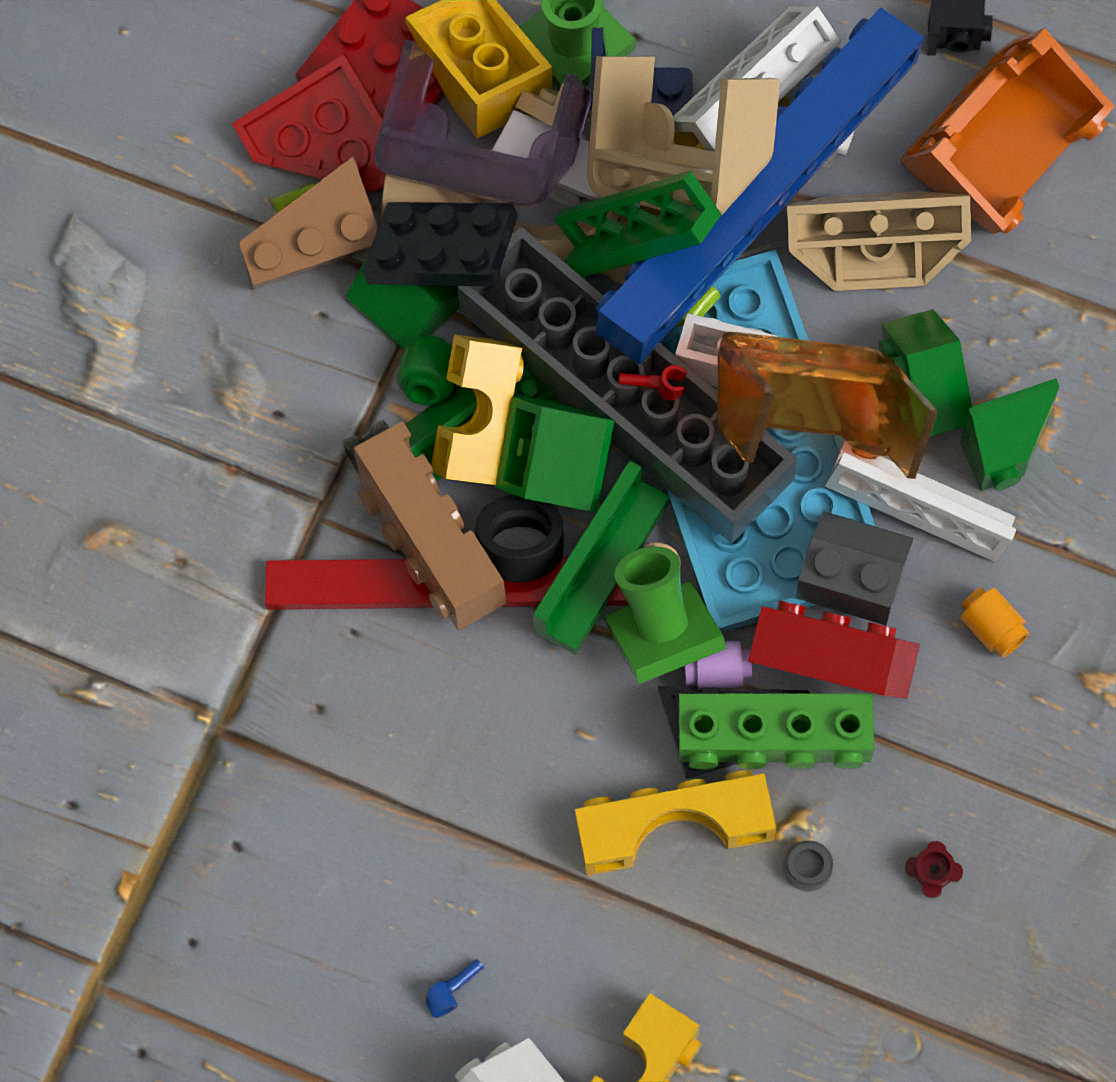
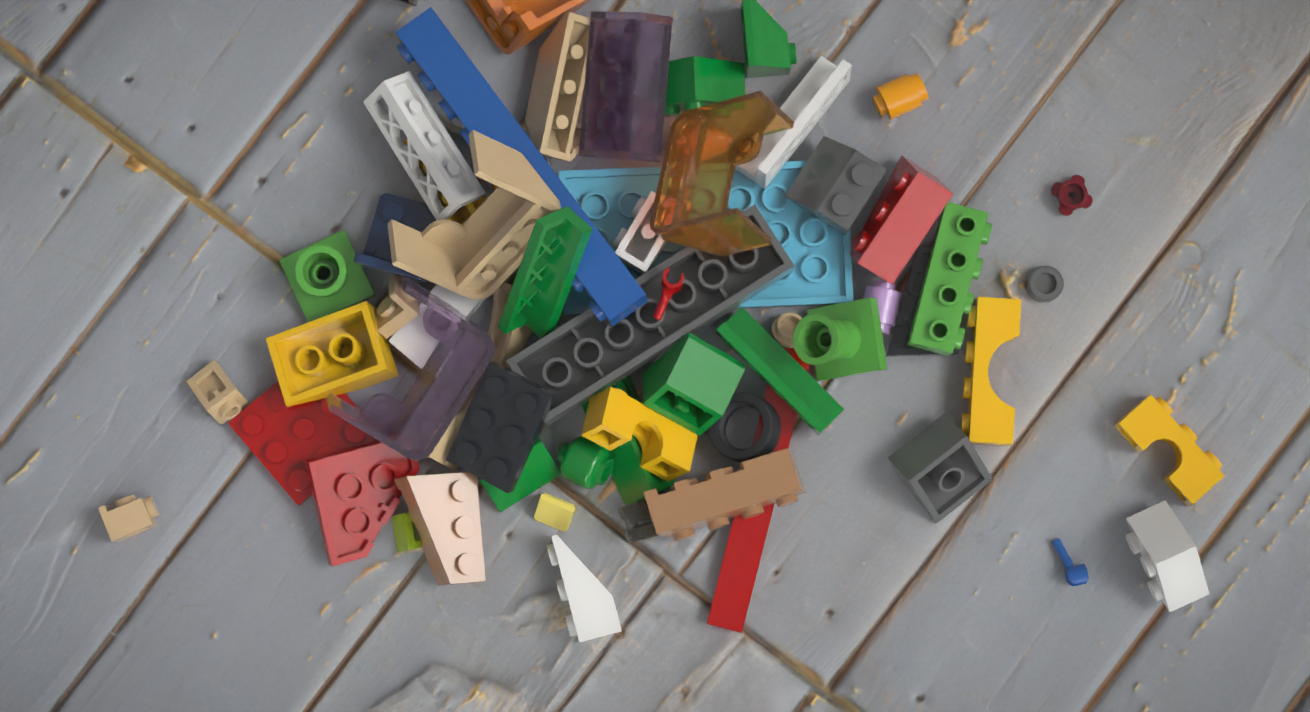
camera: 80 degrees left, 15 degrees up
(262, 416) = (589, 601): none -> white slope
(362, 354) = (554, 512): none -> light yellow slope
(532, 790) = (940, 468): none -> dark grey slope
(901, 286) = (625, 86): none -> clear purple brick

